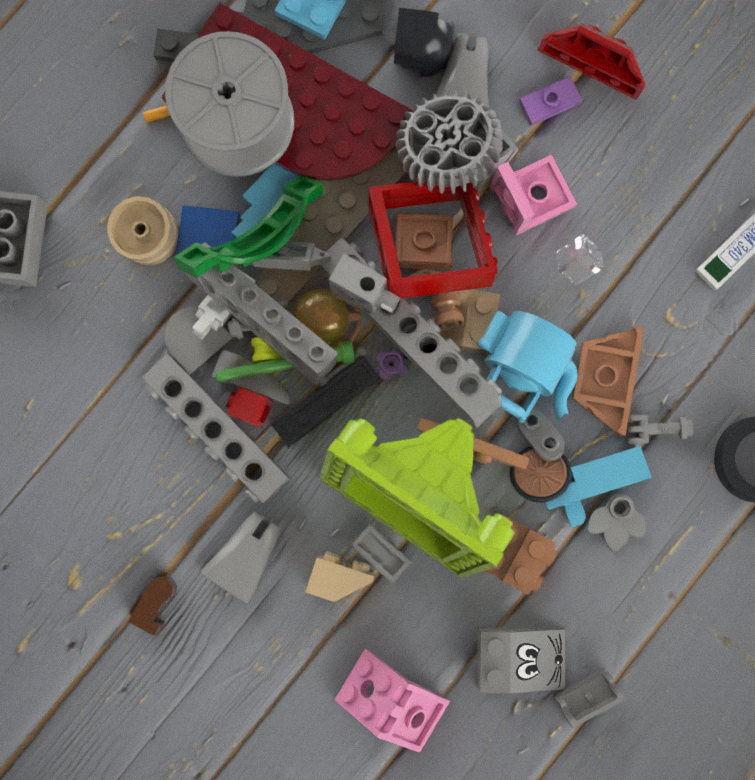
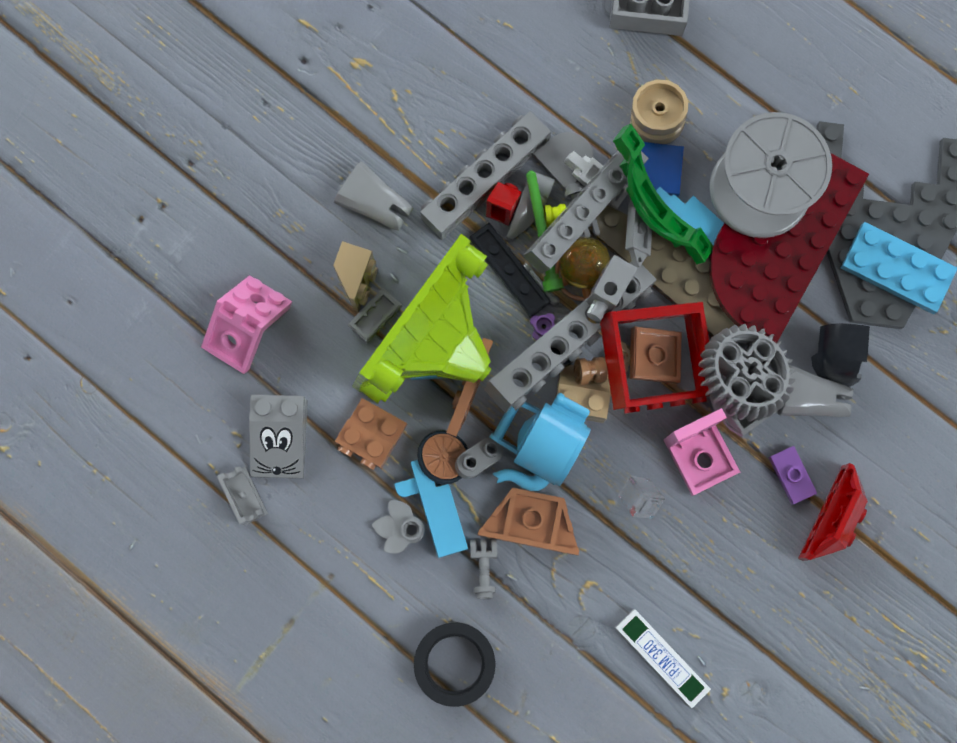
camera: 90 degrees right, 5 degrees down
(152, 603) = (335, 123): reddish brown leg -> none

